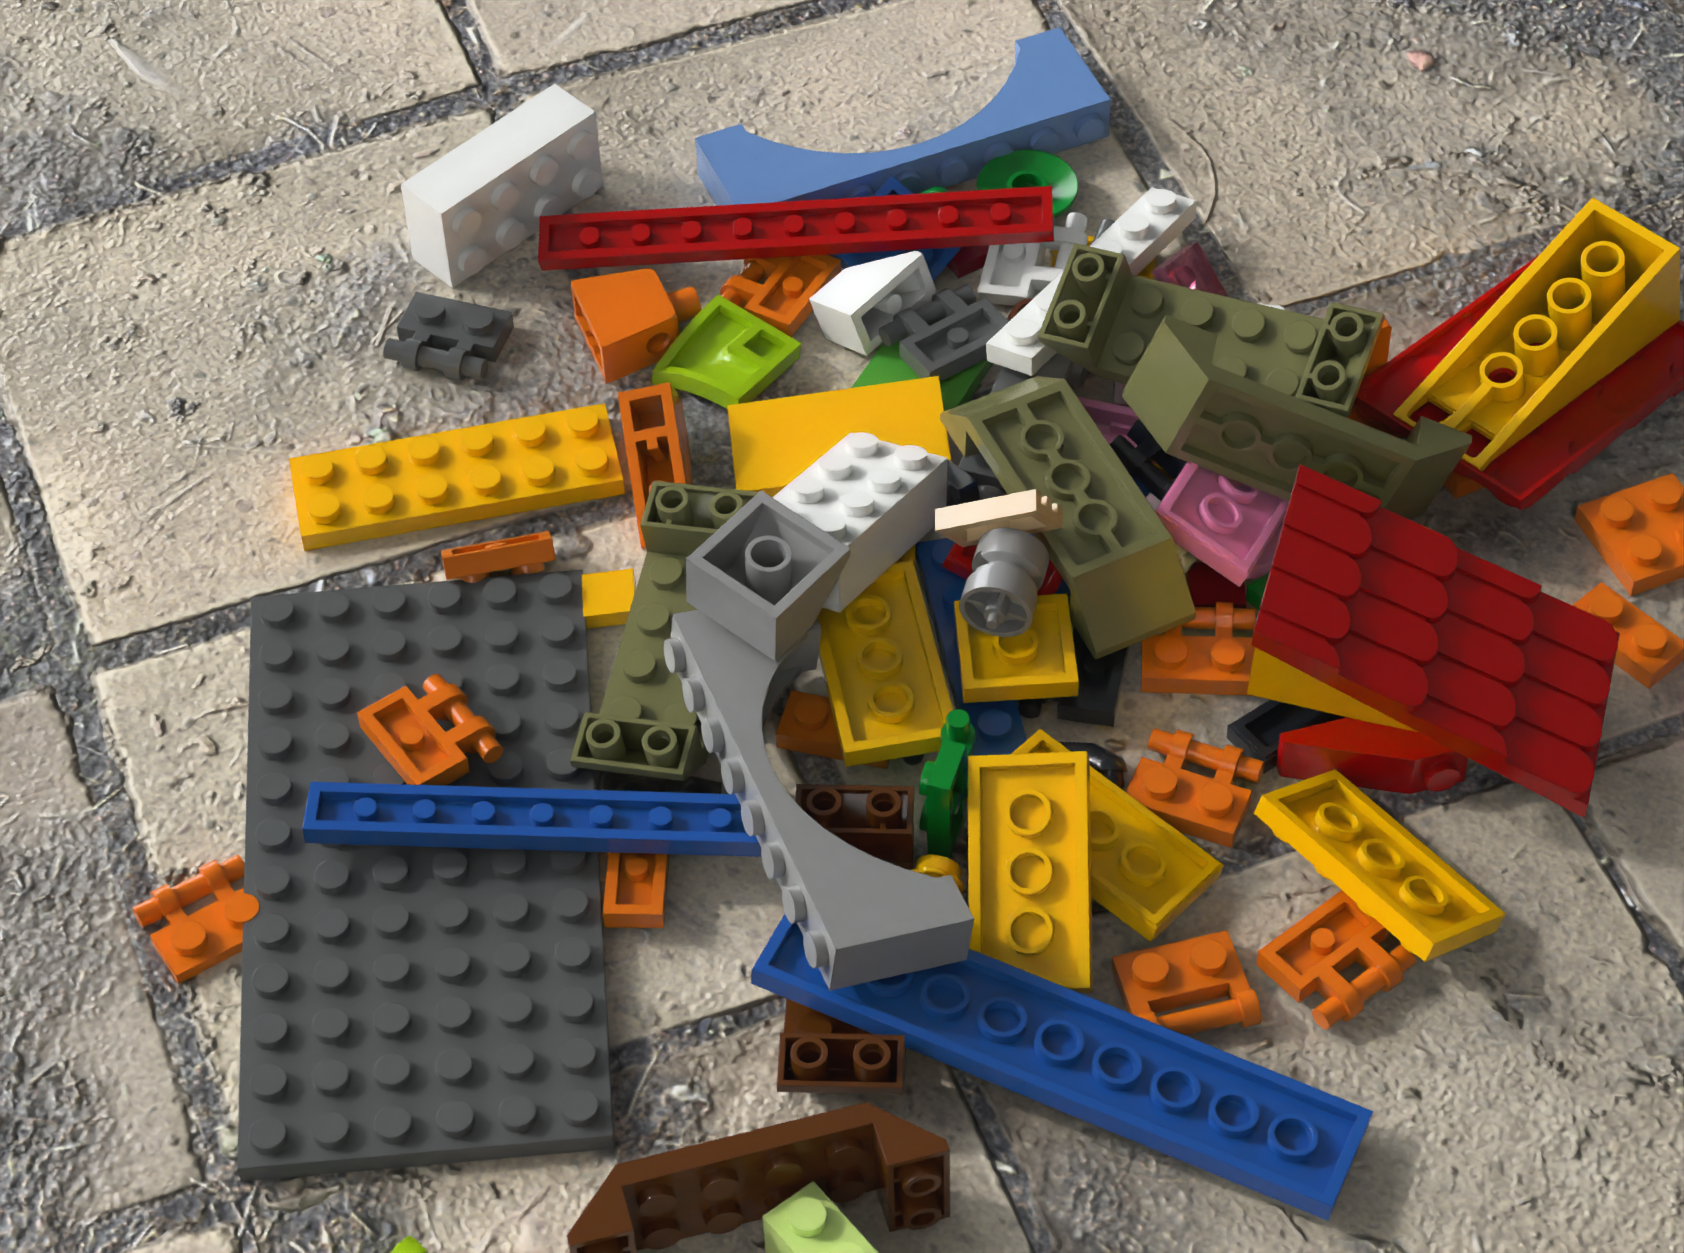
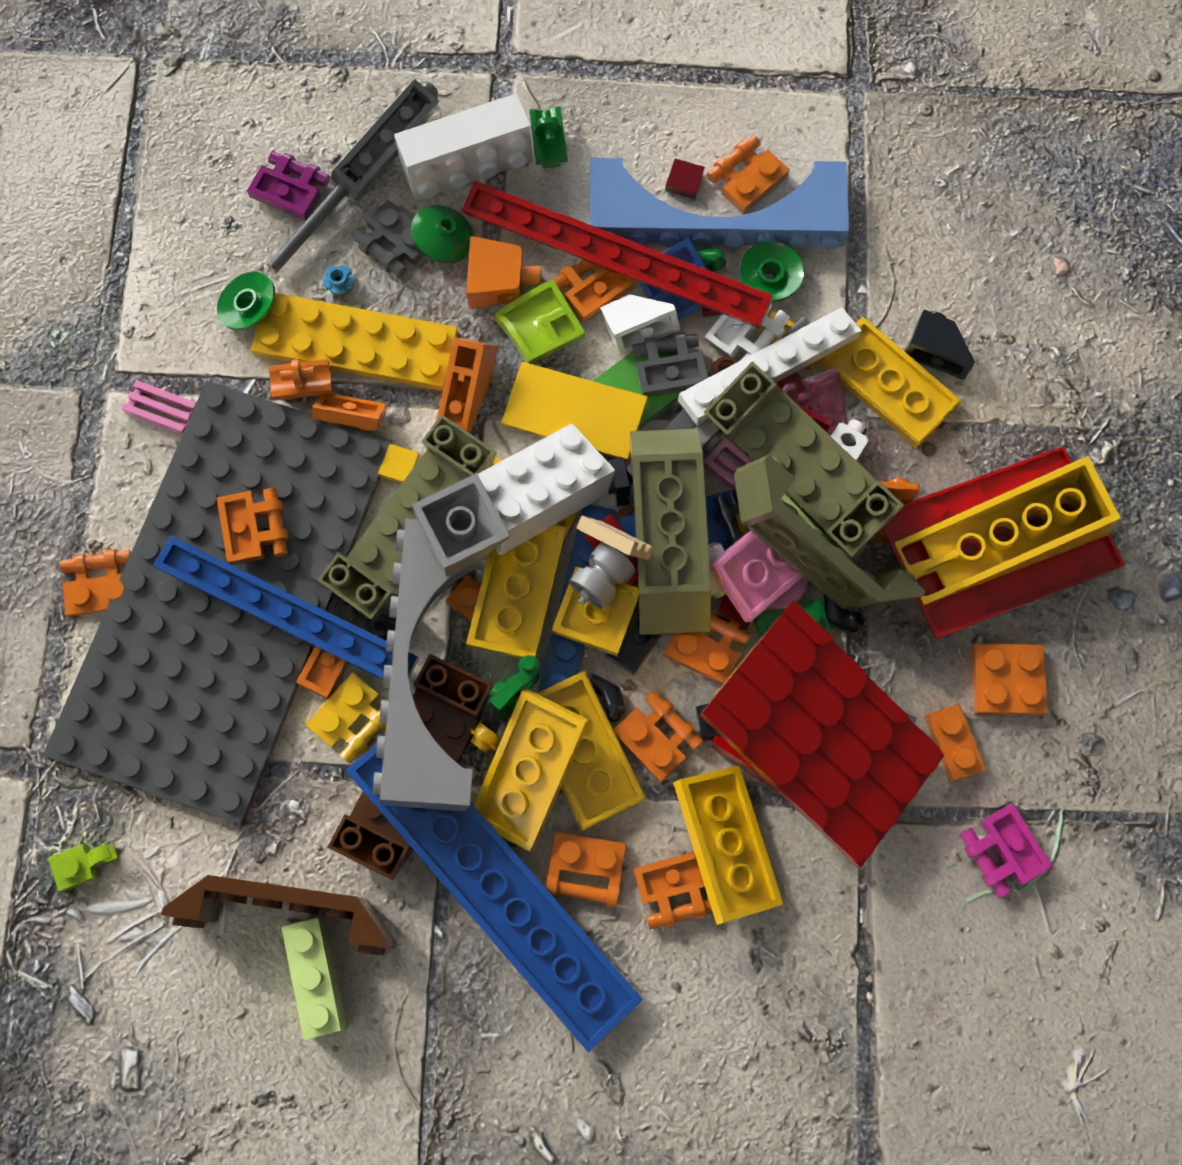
camera: 20 degrees right, 25 degrees up
(194, 652) = (136, 397): none -> bright pink tile
(252, 325) = (284, 192): none -> magenta plate
(264, 476) = (246, 300): none -> green dish
(359, 255) = (366, 160): none -> dark grey piece
(391, 412) = (342, 287): none -> dark azure plate
(402, 540) = (300, 379): none -> orange hips
(521, 303) = (437, 242): none -> green dish
(624, 144) = (548, 137): none -> green hips
(695, 931) = (342, 712): none -> yellow plate
(840, 130) = (684, 178): none -> dark red tile
(940, 98) = (754, 181): none -> orange plate
(1280, 258) = (892, 384): none -> yellow tile
(1314, 190) = (940, 345): none -> black slope

